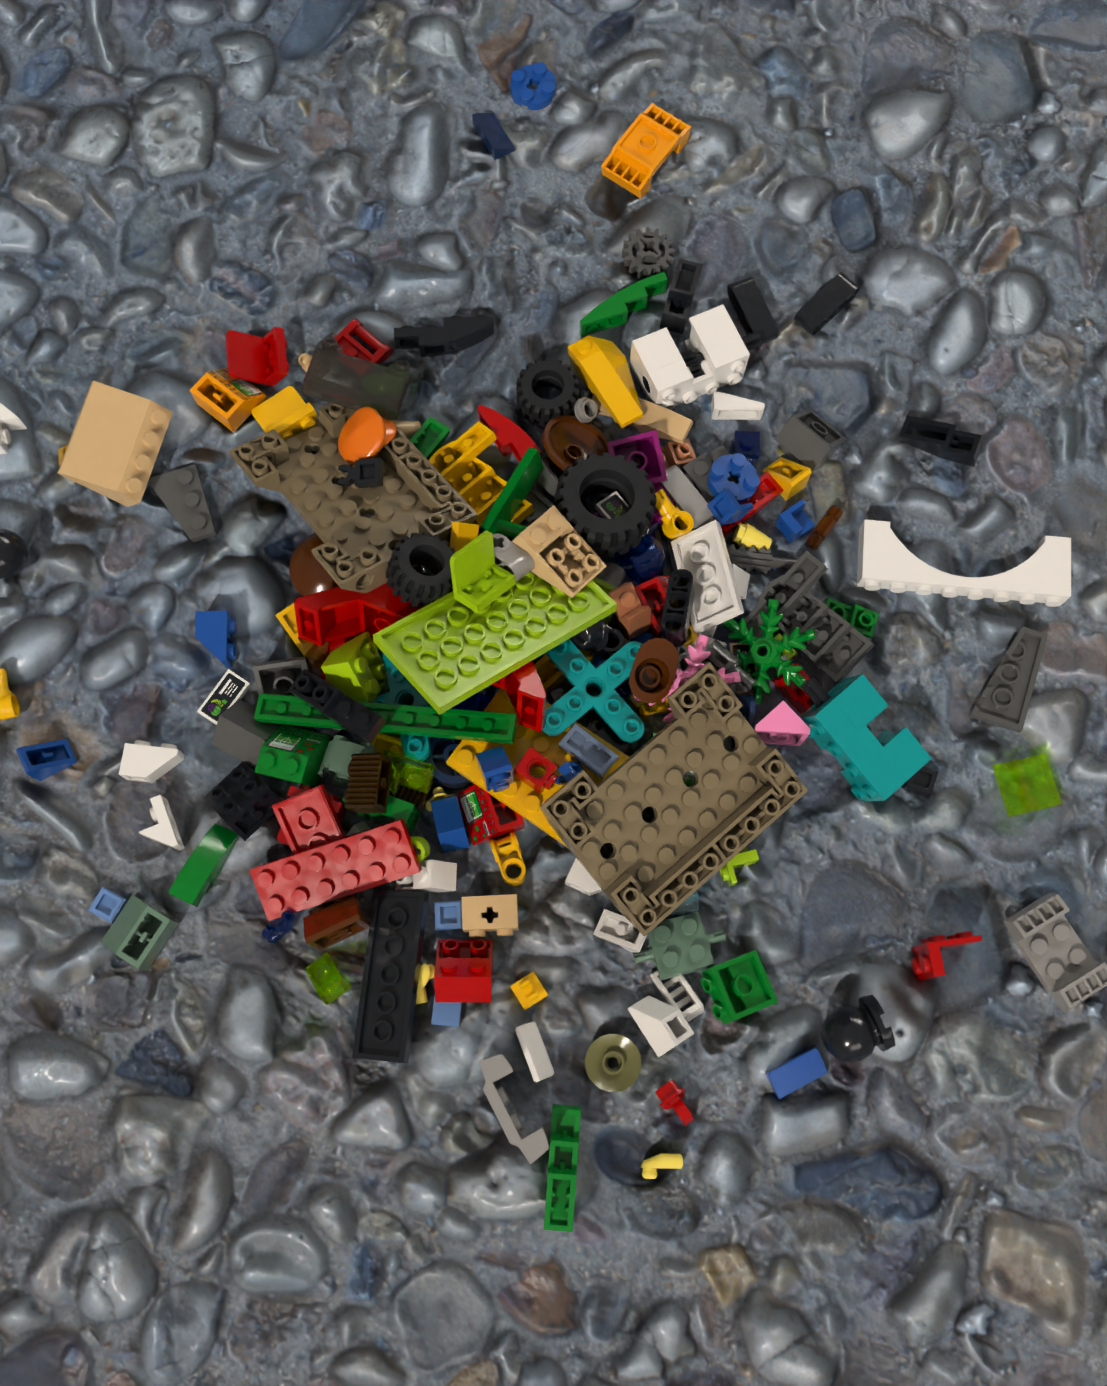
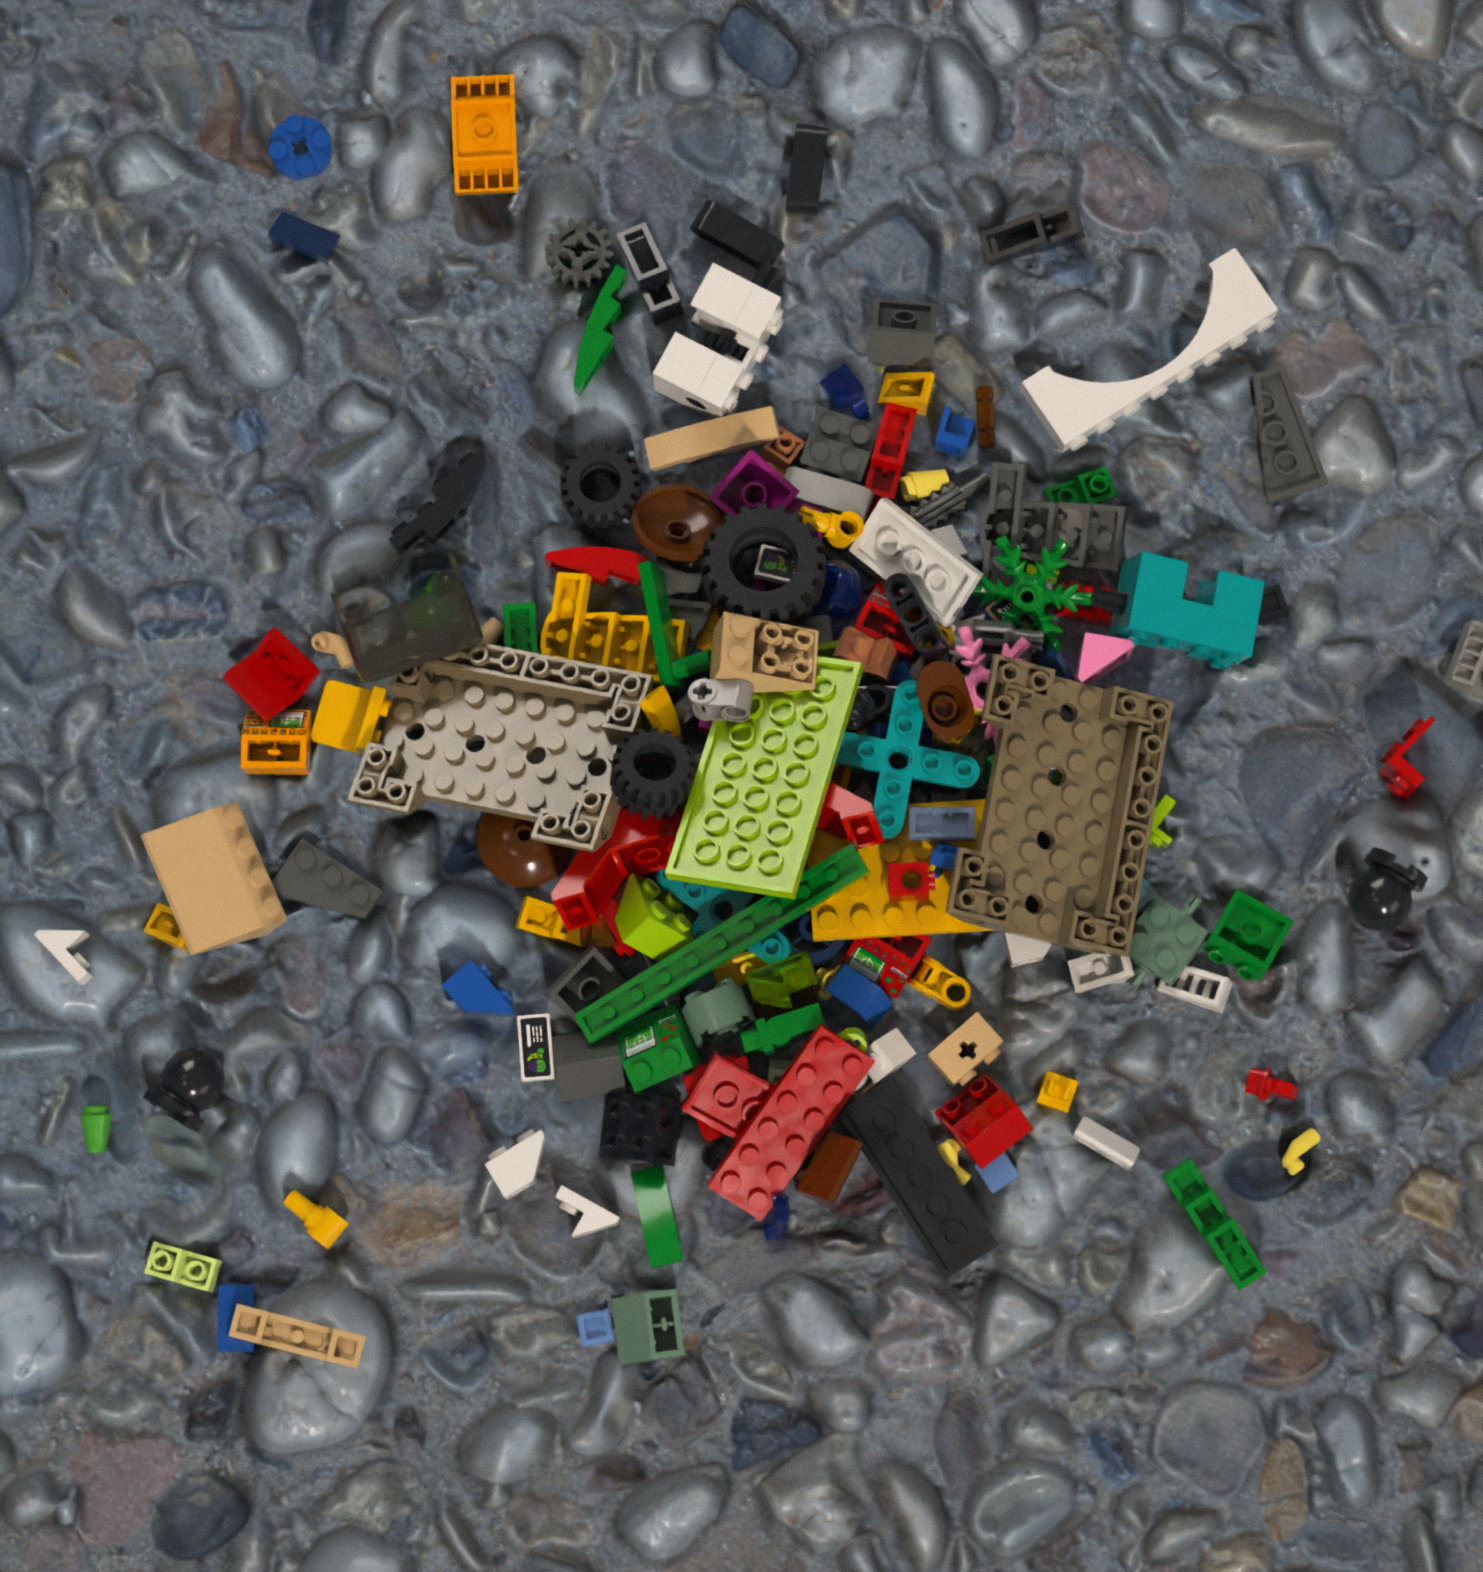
camera: 35 degrees left, 5 degrees up
(46, 758) = (417, 1238): blue slope -> none
(327, 978) = (863, 1228): clear neon green slope -> none
(337, 706) = (671, 967): black slope -> none
(355, 349) = (373, 594): red plate -> none
(364, 435) = (467, 680): orange piece -> none
(365, 474) = (504, 717): black plate -> none
(368, 783) = (762, 1015): dark brown brick -> none
(448, 915) = (926, 1082): medium blue tile -> none
(476, 576) = (716, 739): lime bracket -> none
(495, 769) = (871, 908): blue slope -> none
(532, 1144) = (1172, 1222): light grey plate -> none
(585, 409) = (654, 476): light grey plate -> none
(607, 376) = (647, 422): yellow wedge -> none
(628, 1062) = (1203, 1091): olive dish -> none
(660, 1024) = (1202, 1025): white slope -> none
(727, 509) = (881, 476): blue panel -> none
(735, 408) = (797, 359): white slope -> none
(741, 469) = (865, 422): blue plate -> none
(796, 1072) = (1358, 972): blue slope -> none
(1027, 785) = (1371, 532): clear neon green slope -> none

